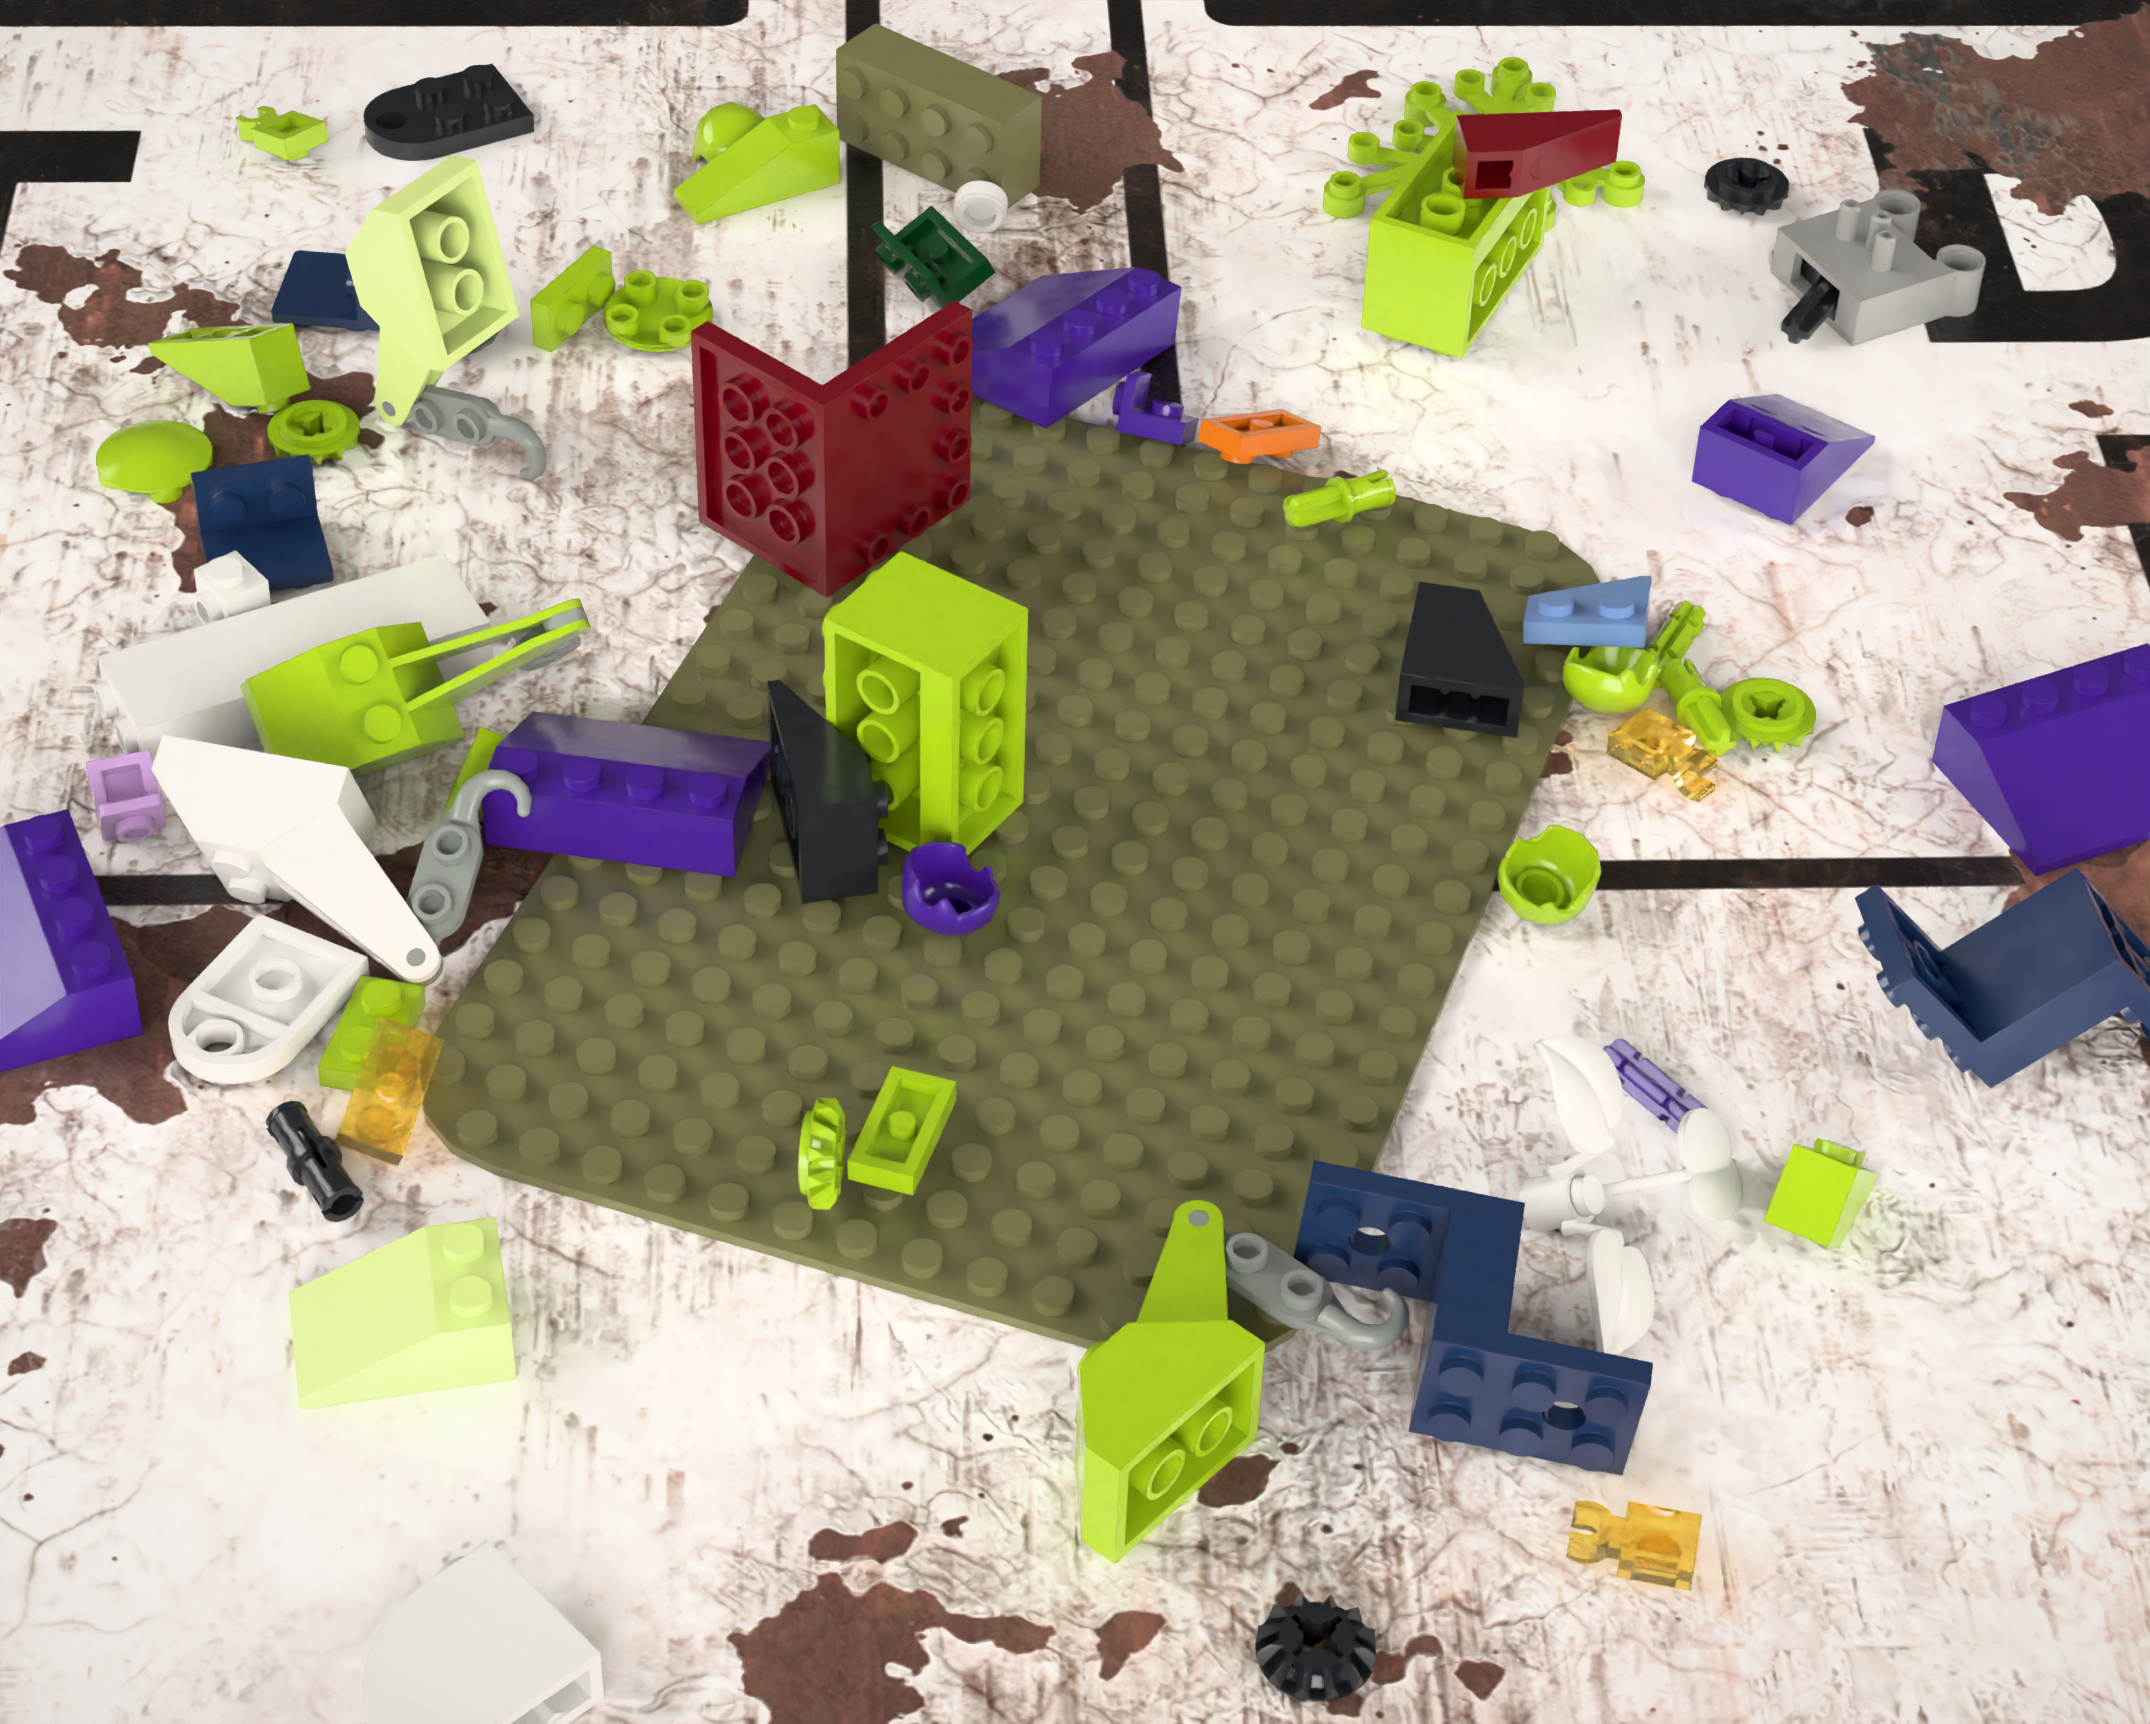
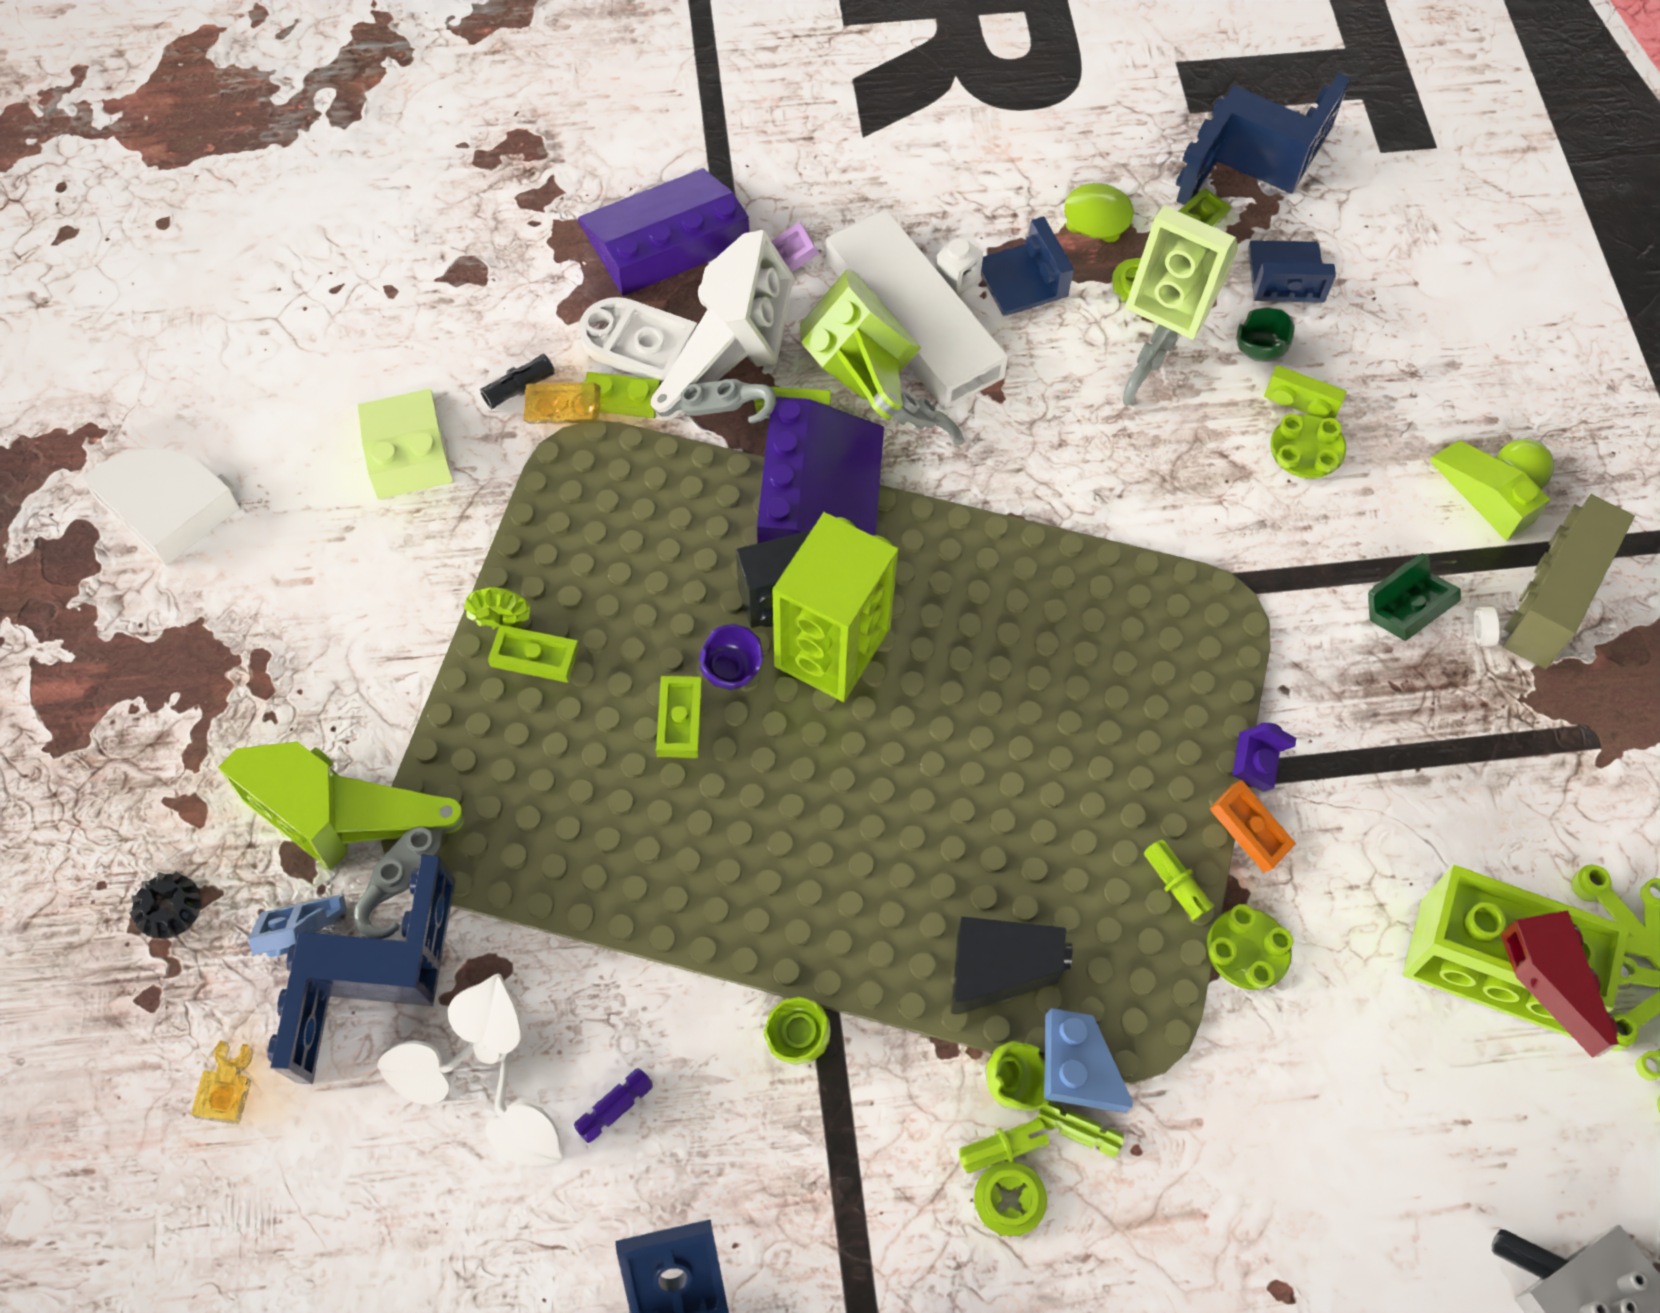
camera: 85 degrees right, 20 degrees up
(99, 256) = (1260, 139): none -> dark blue bracket
(284, 135) = (1444, 214): lime plate -> none
(446, 115) = (1503, 300): black plate -> none
(835, 469) = (1094, 554): dark red bracket -> none
(1039, 963) = (679, 717): none -> lime plate
(1070, 339) = (1332, 684): dark purple slope -> none
(1377, 1439) = (279, 927): none -> medium blue wing
(1429, 467) = (1249, 948): none -> lime dish
(1658, 746) = (954, 1114): clear yellow plate -> none
(1774, 454) = (1330, 1223): dark purple slope -> none
(1821, 1192) = (509, 1212): slope -> none

